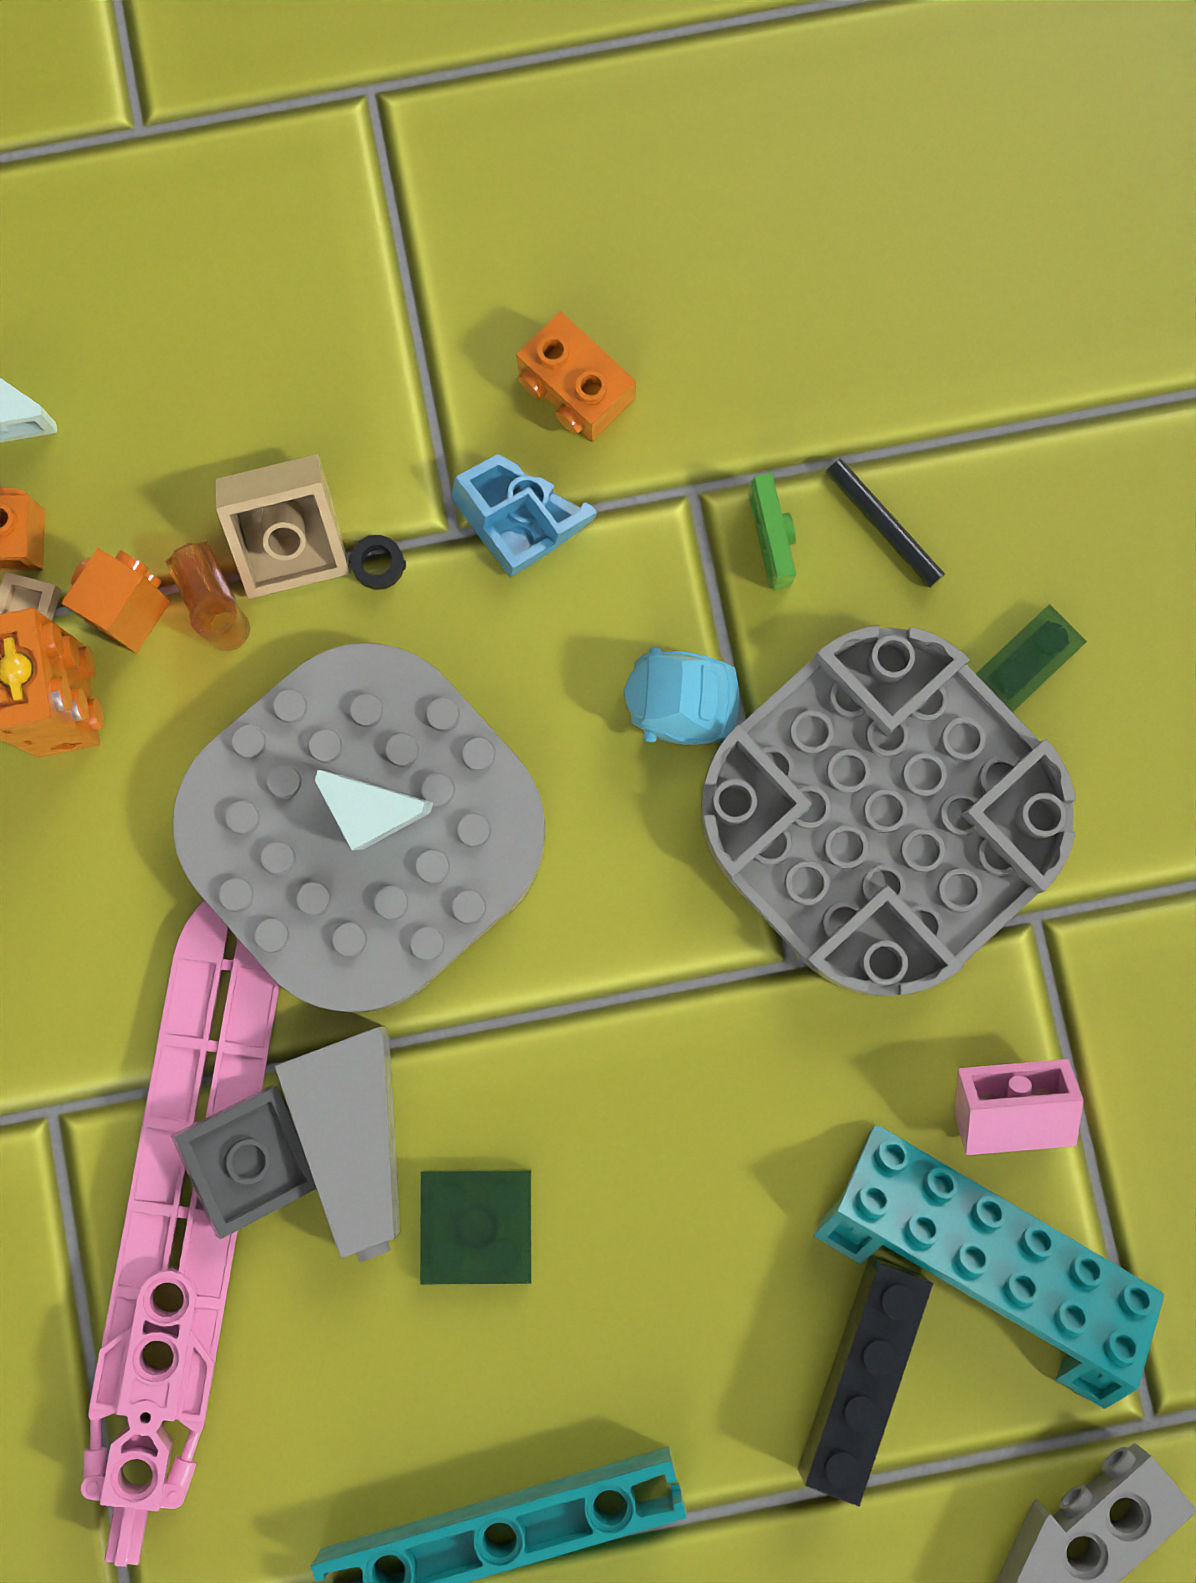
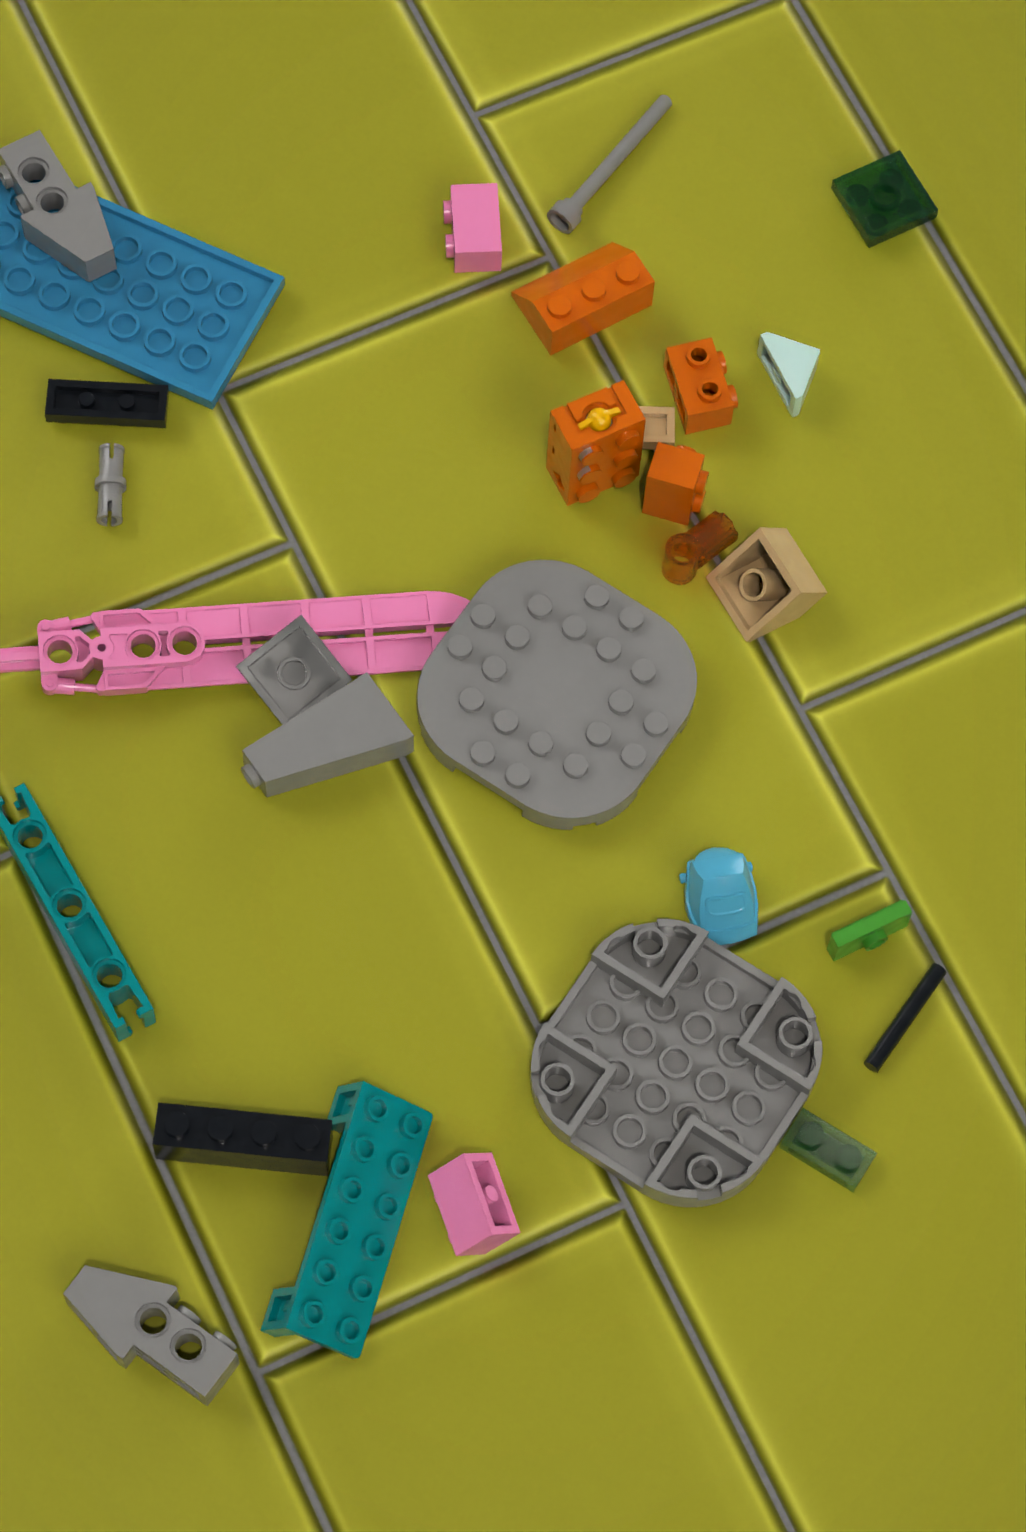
camera: 70 degrees right, 15 degrees down
(366, 810) = (567, 683): light aqua slope -> none
(372, 543) = (761, 644): black piece -> none
(476, 1226) = (284, 846): clear green plate -> none
(516, 512) = (828, 746): dark azure slope -> none
(574, 377) = (945, 760): orange brick -> none

